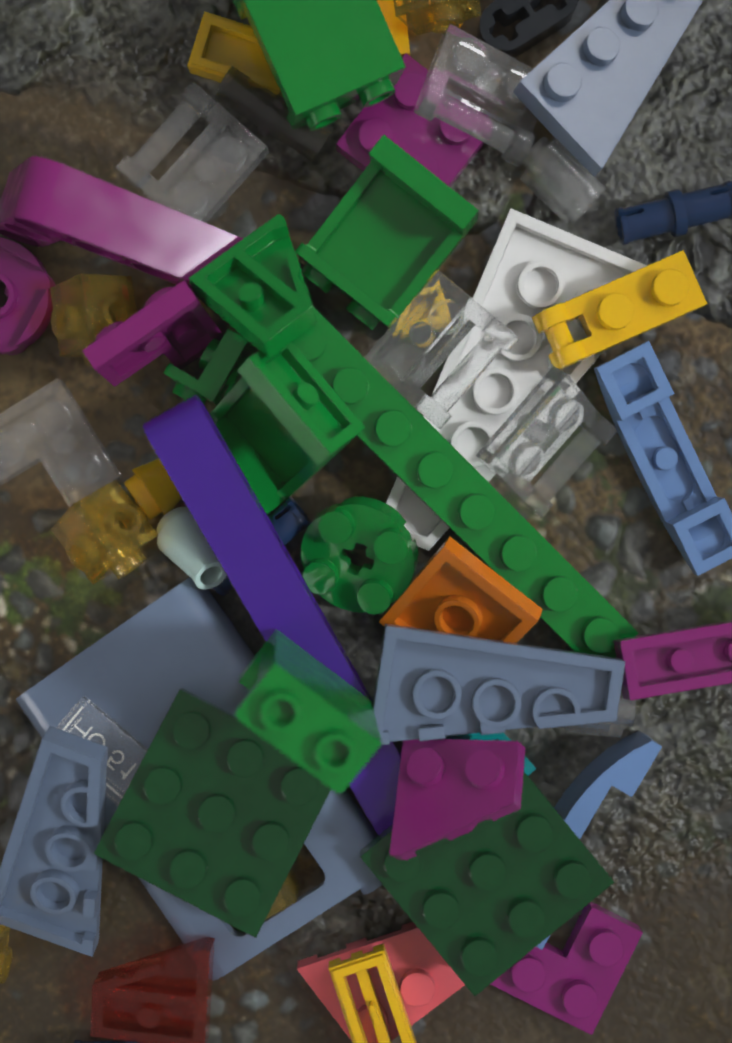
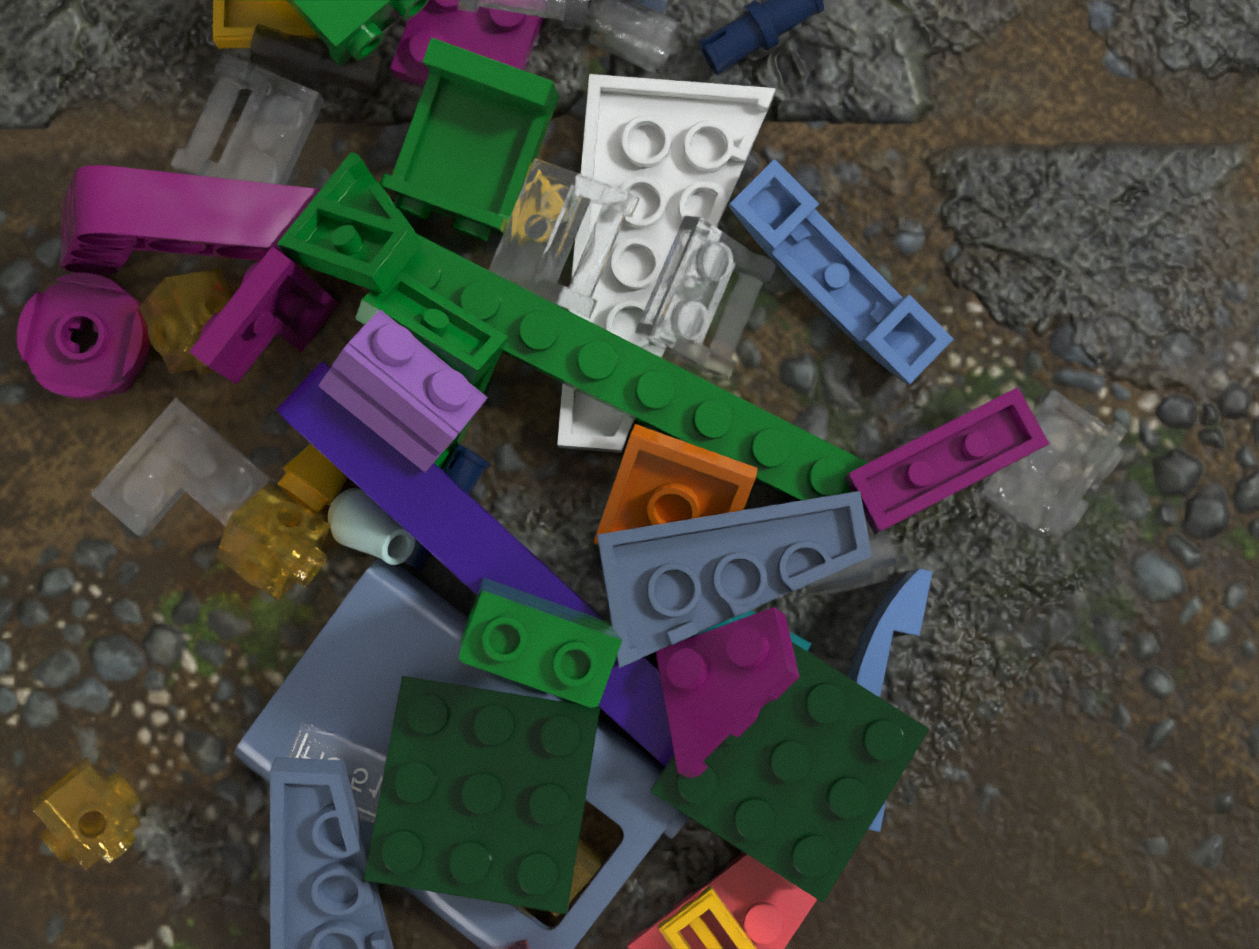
camera: 15 degrees left, 5 degrees down
(220, 368) = (335, 328): green bracket -> none
(259, 450) = (402, 390): none -> medium lavender brick
(387, 543) = (575, 454): green plate -> none
(581, 977) = (937, 856): magenta plate -> none
(621, 309) = (735, 138): yellow plate -> none

